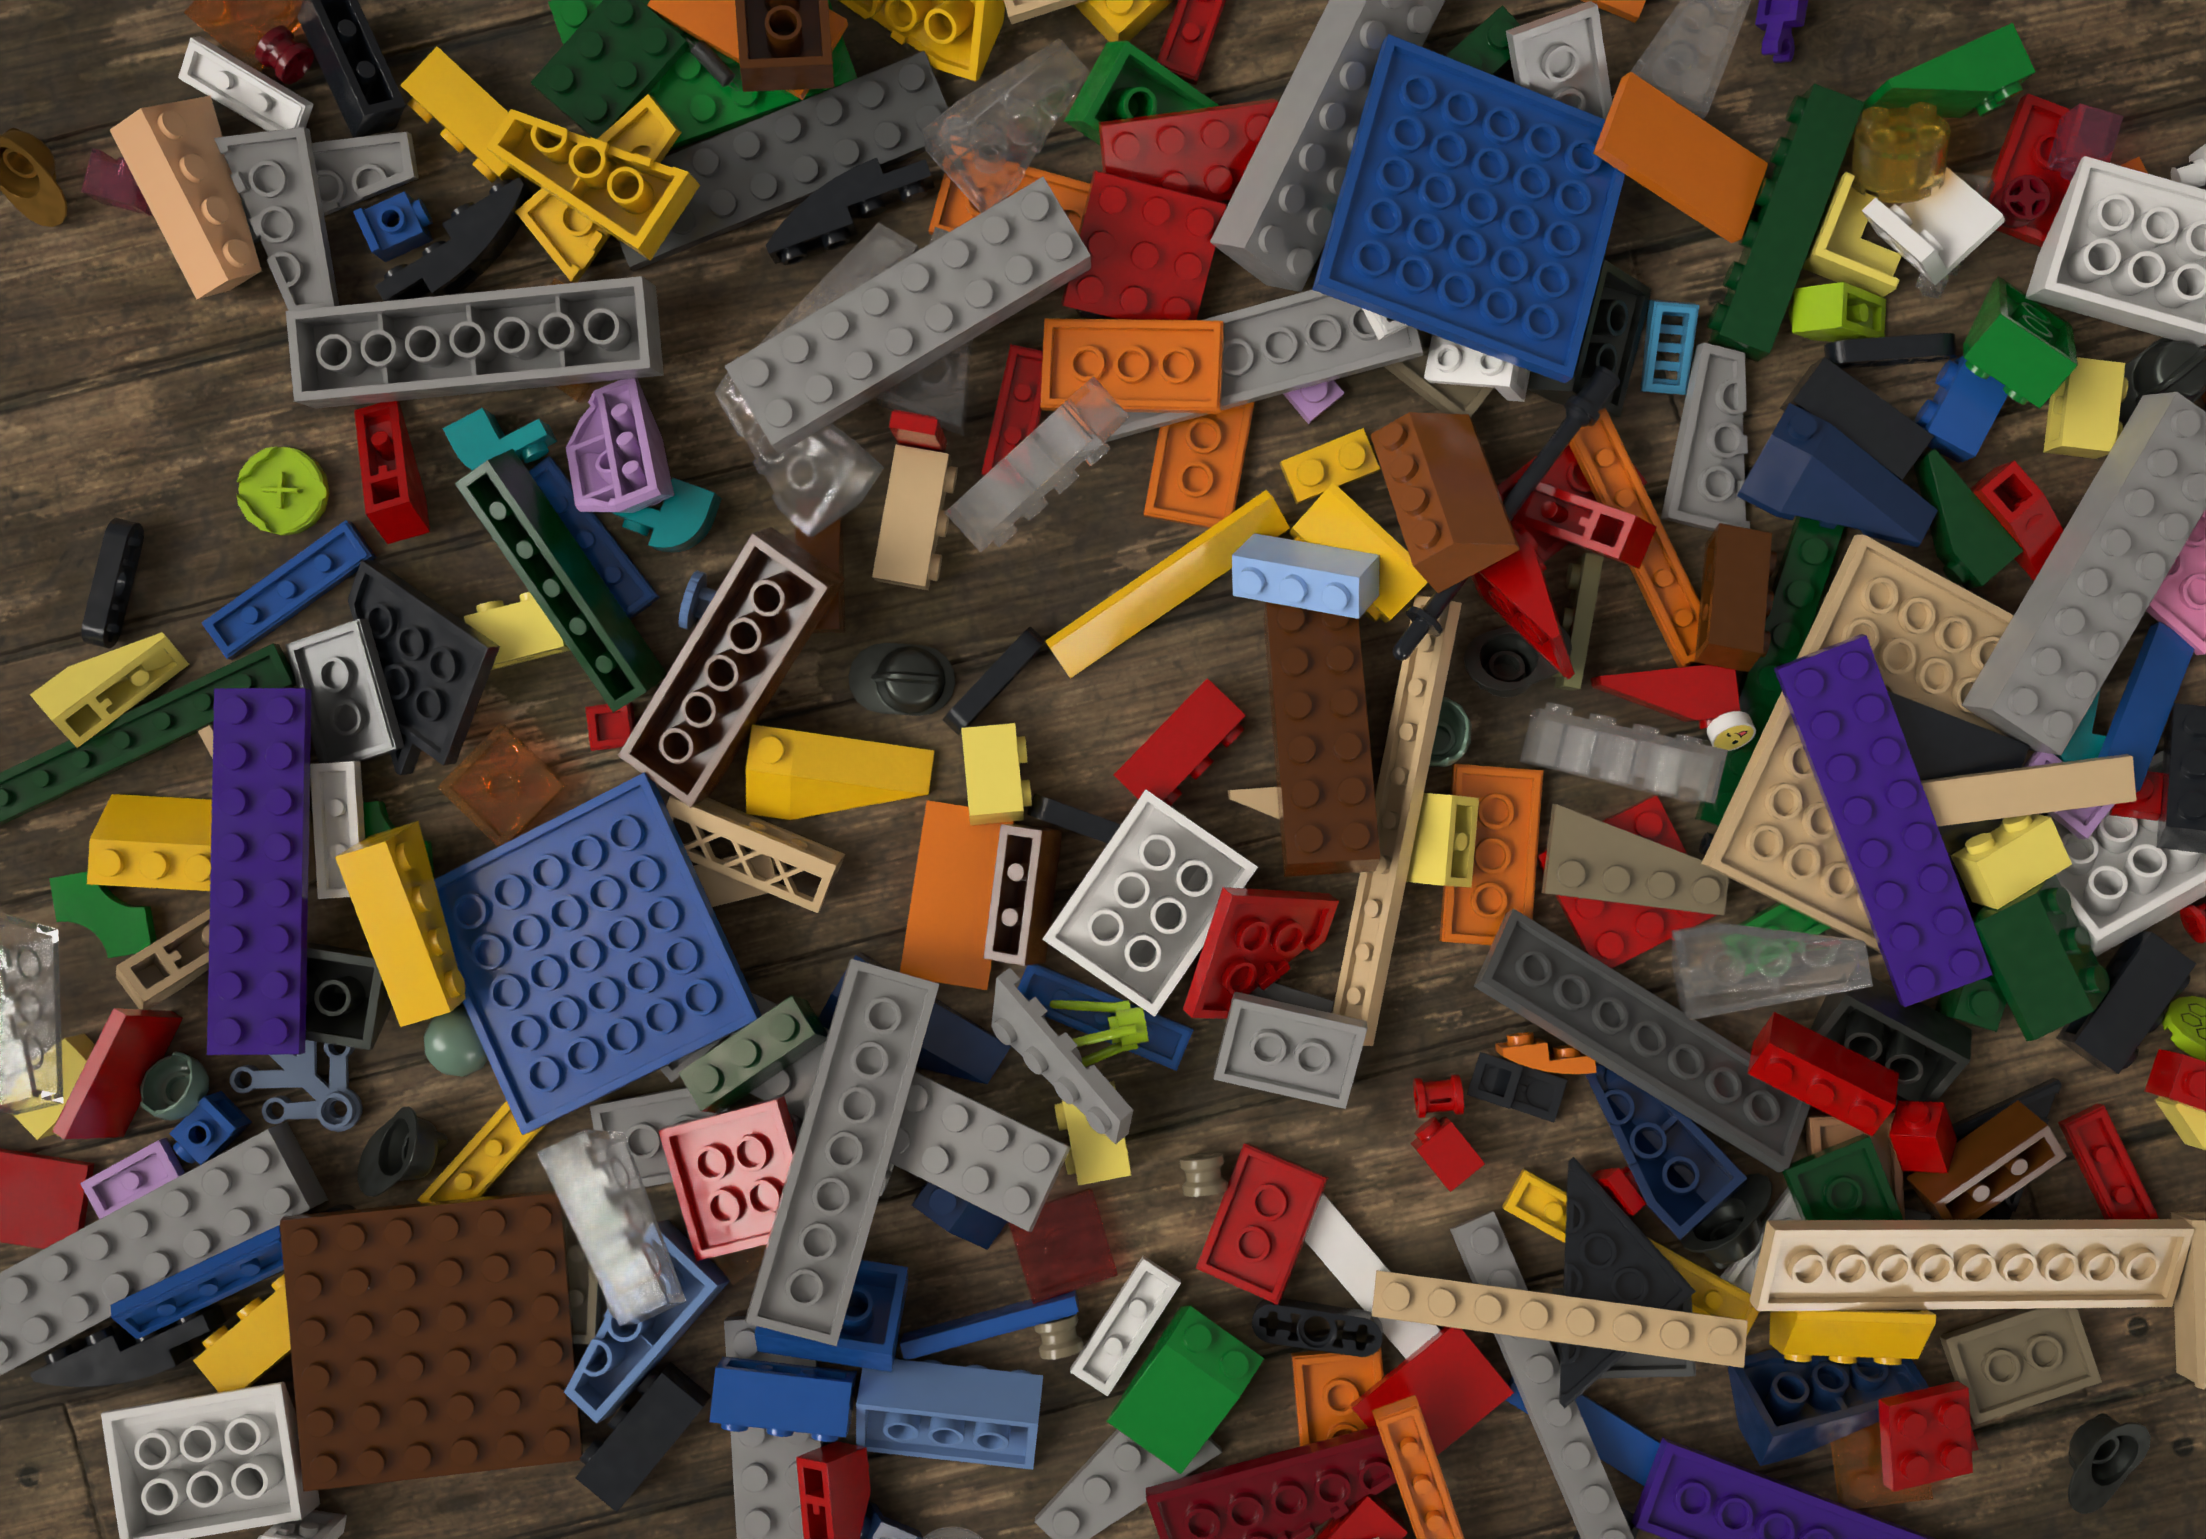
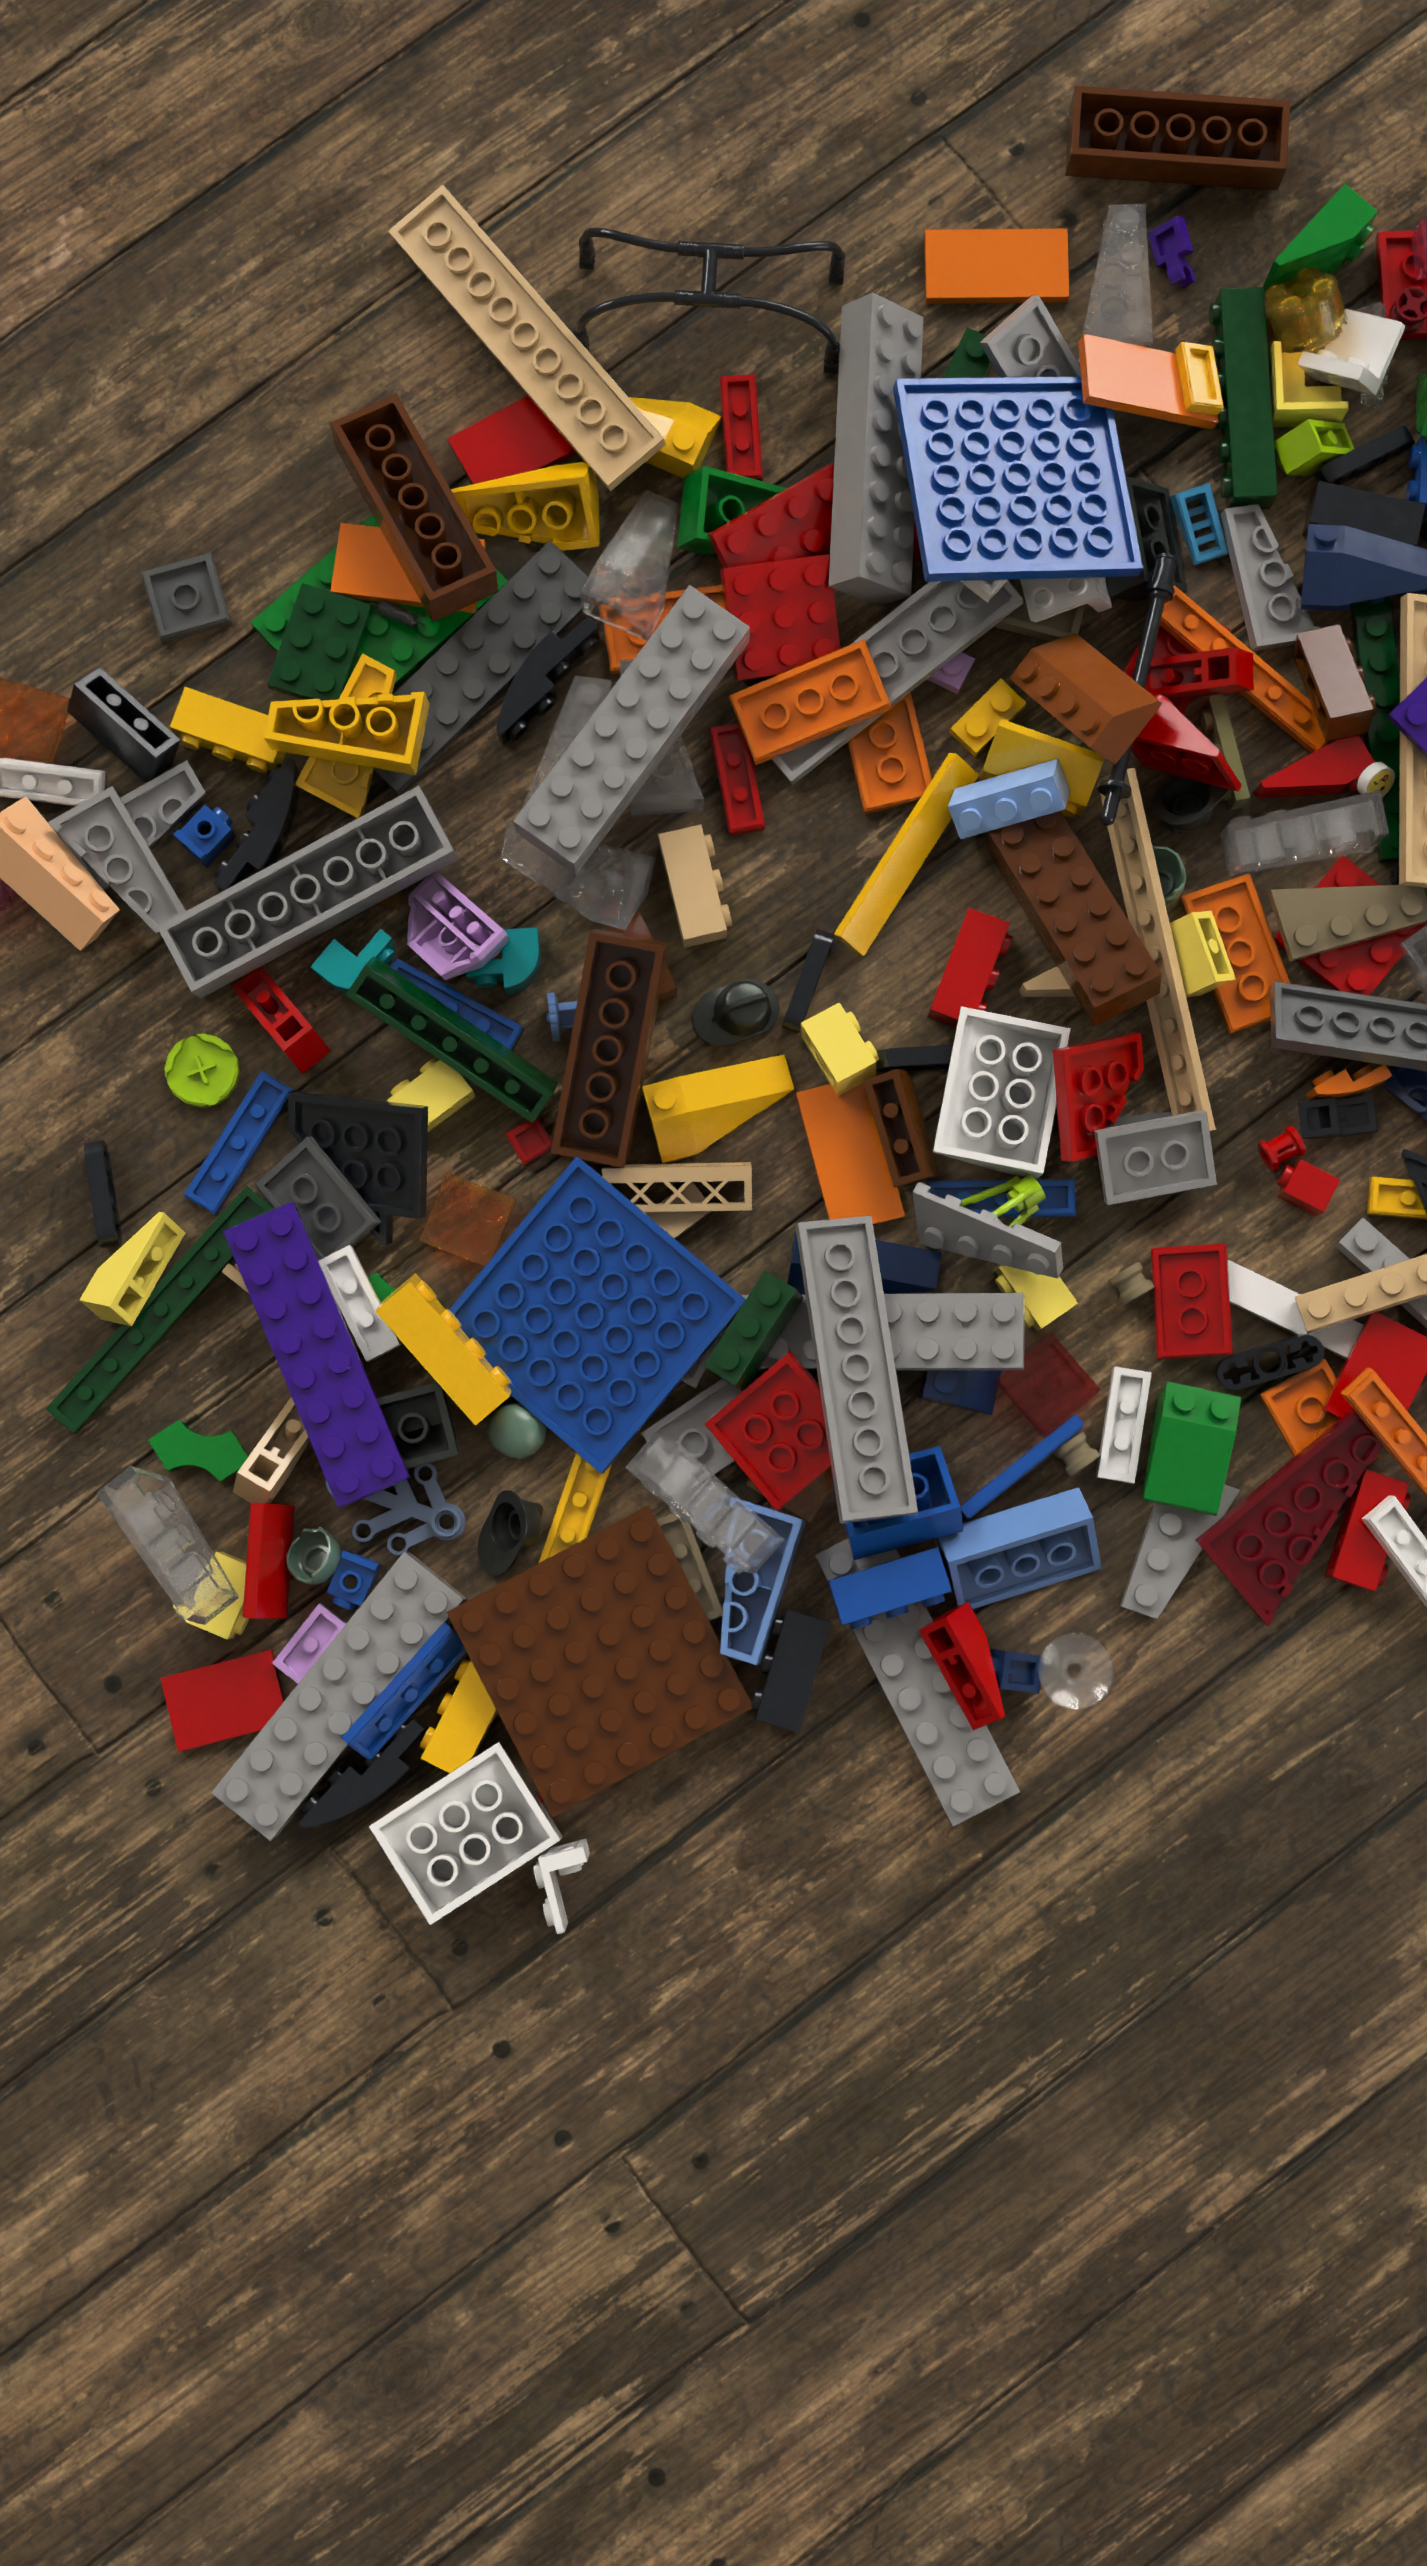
camera: 30 degrees left, 5 degrees down
(152, 843) = (225, 1375): yellow slope -> none
(284, 54) = (68, 743): dark red wheel -> none
(917, 431) = (674, 811): red tile -> none
(1038, 465) = (773, 804): clear wedge -> none
(1742, 178) = (1199, 378): none -> yellow tile

